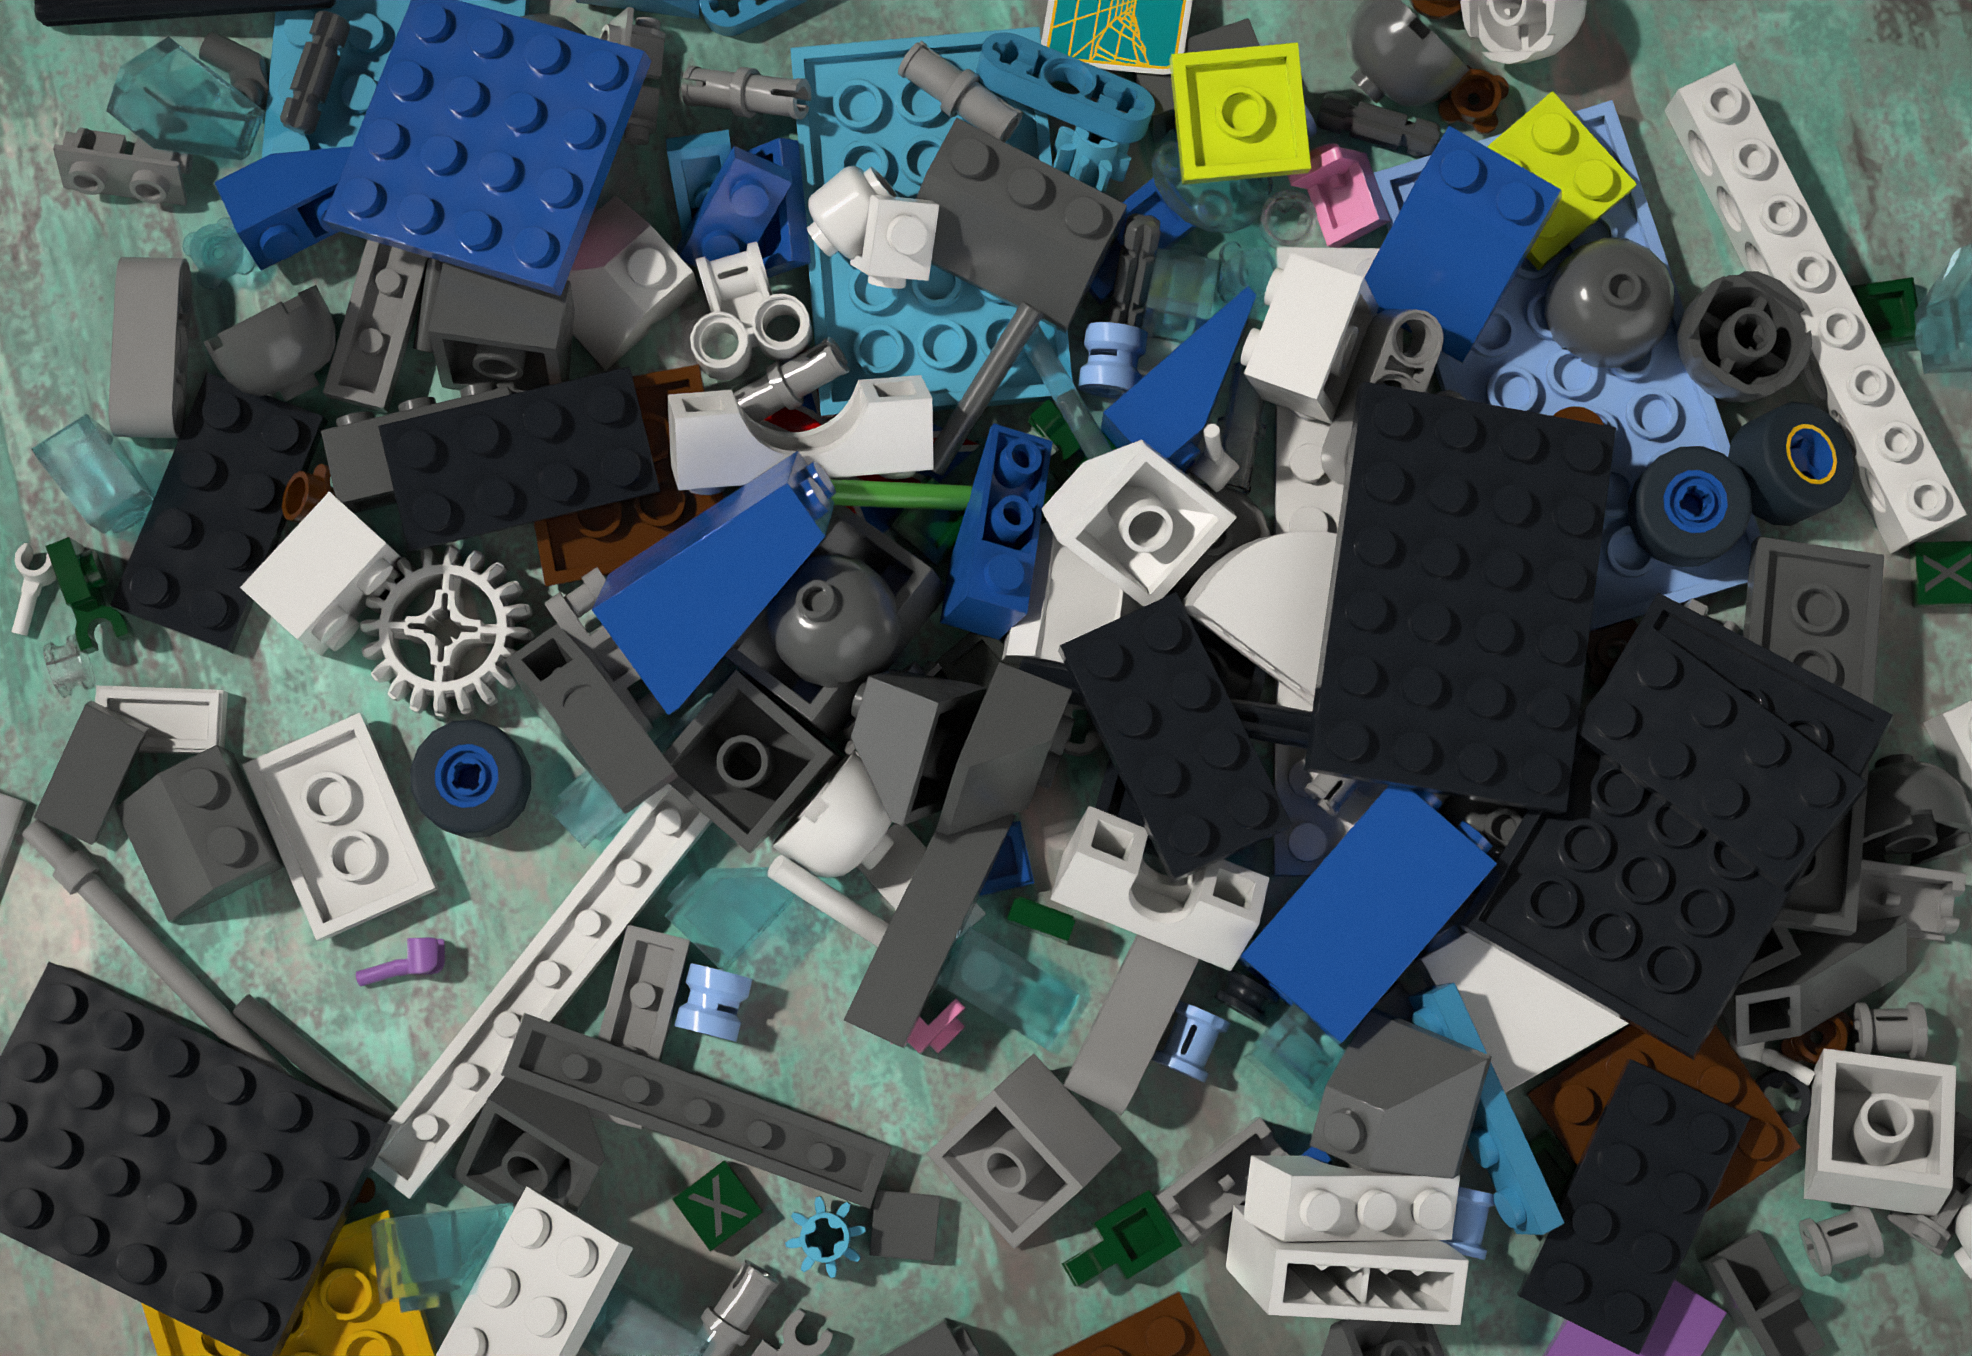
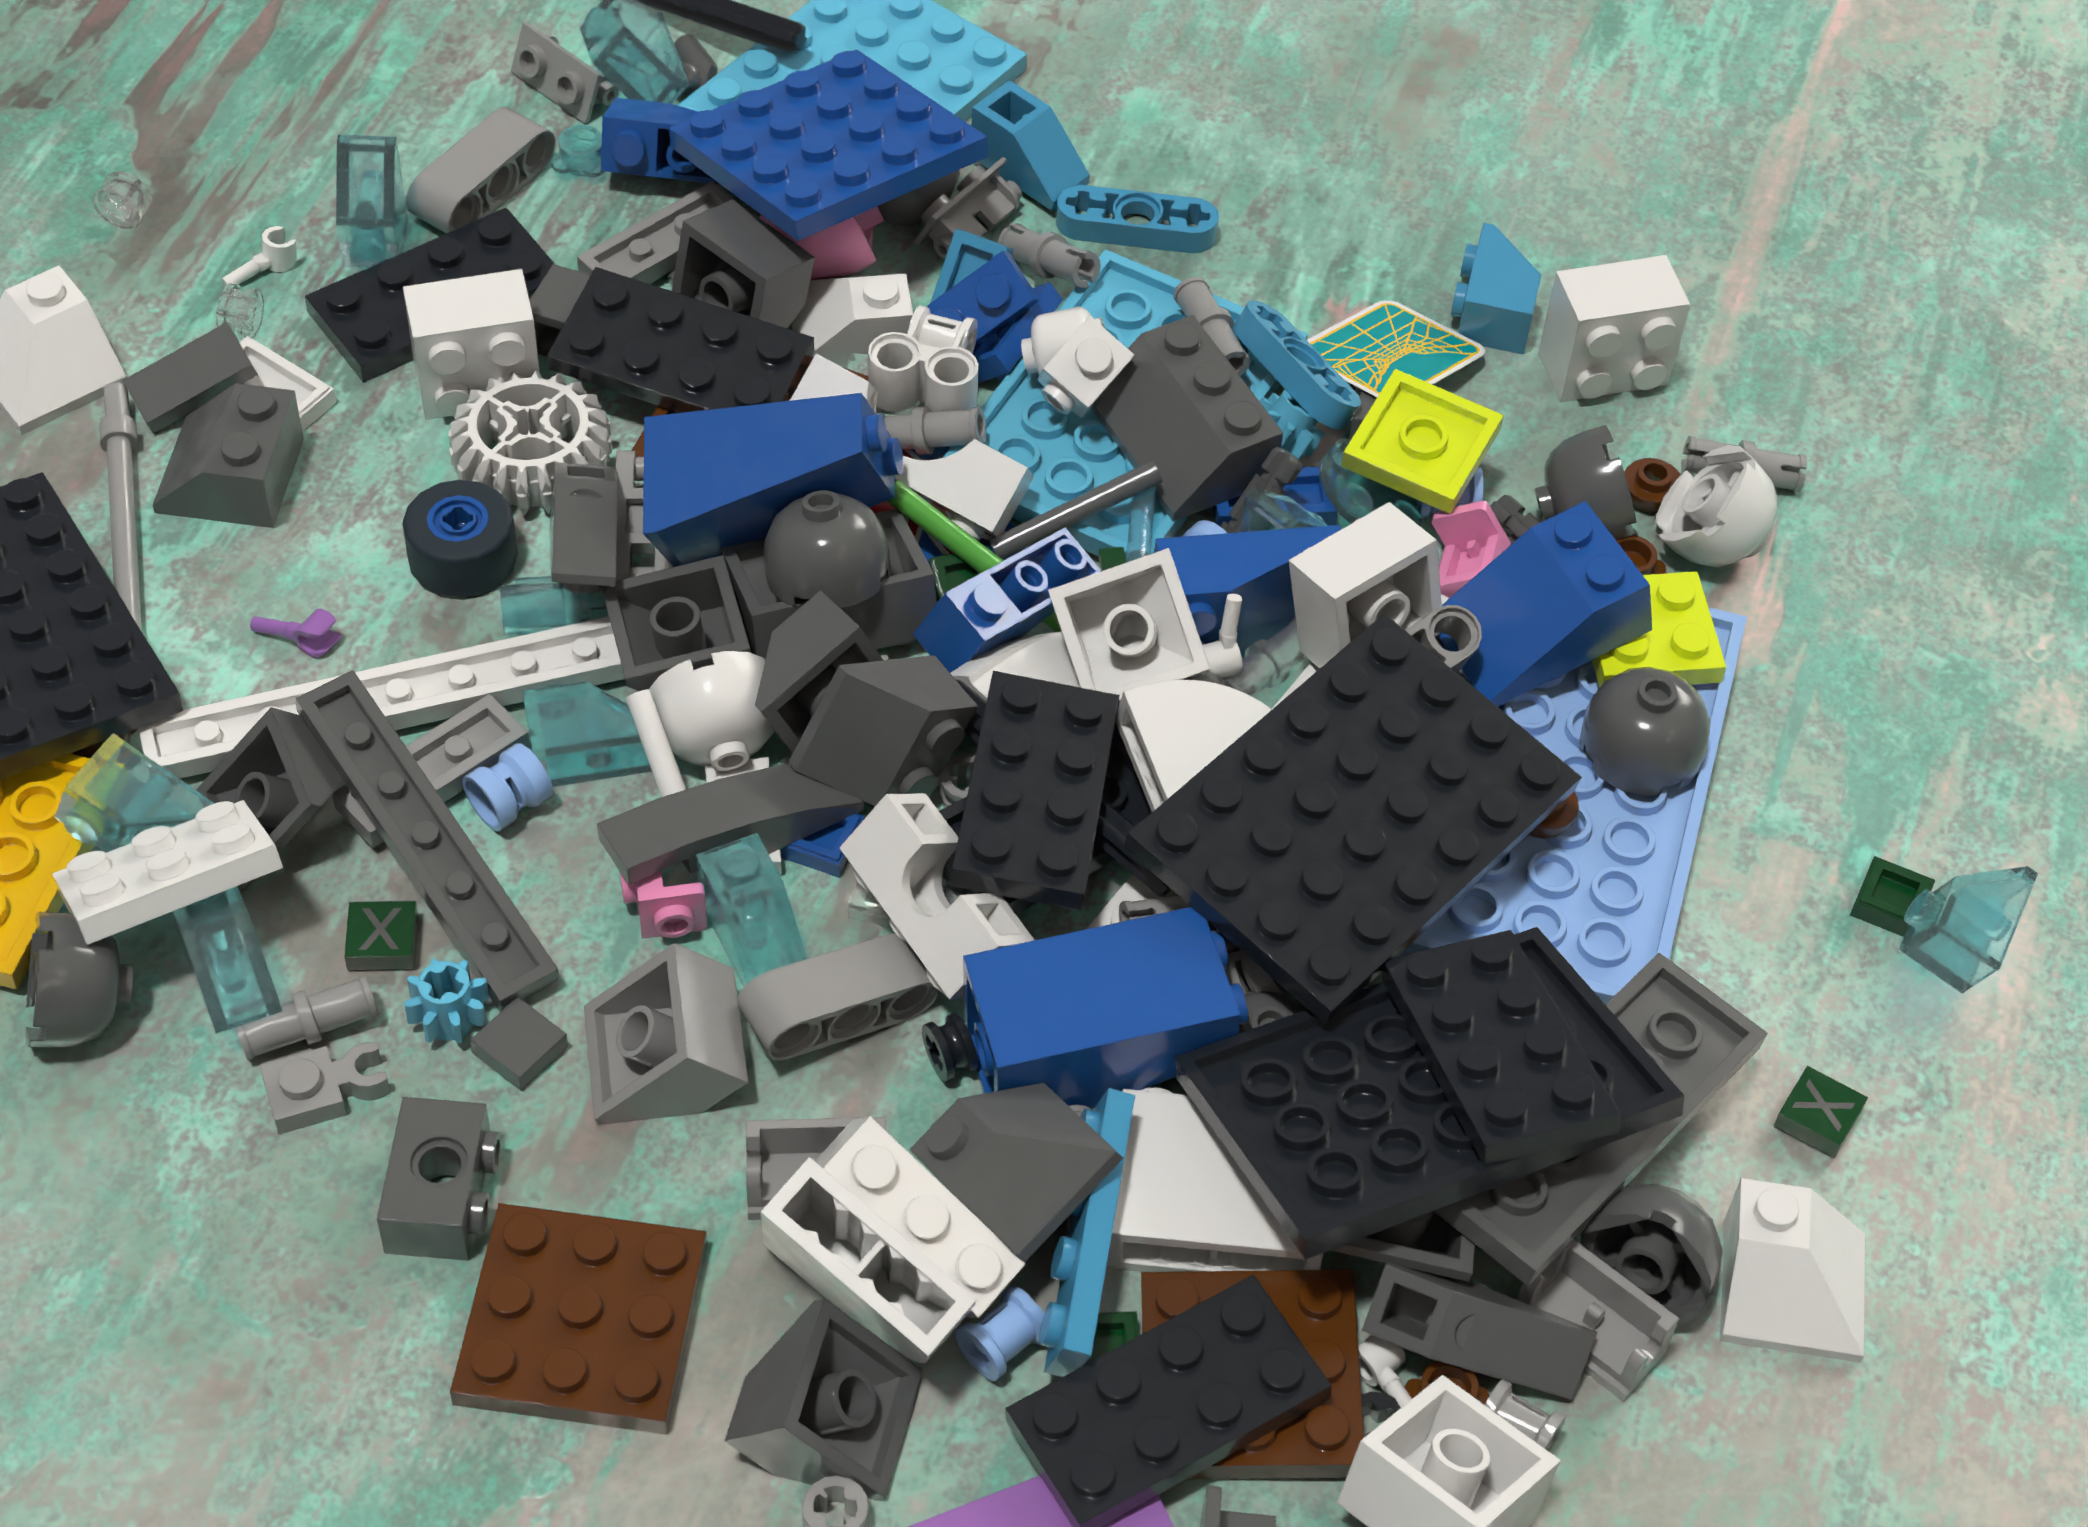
camera: 30 degrees right, 30 degrees down
(80, 579) = (297, 269): dark green plate -> none
(277, 347) = (570, 199): dark grey cylinder -> none
(308, 1058) = (163, 633): dark grey bar -> none
(315, 72) = (744, 77): dark grey axle -> none
(340, 827) = (334, 516): white plate -> none
(1041, 920) = (822, 888): dark green tile -> none
(1130, 1238) = (699, 1163): dark green plate -> none
(1207, 1030) = (874, 1050): light blue bush -> none
(1296, 1055) = (948, 1065): clear light blue slope -> none
(1666, 515) = (1612, 900): black wheel -> none
(1744, 337) = (1744, 807): dark grey cylinder -> none
(1793, 462) = (1729, 933): black wheel -> none
(1846, 364) = (1826, 853): white brick -> none

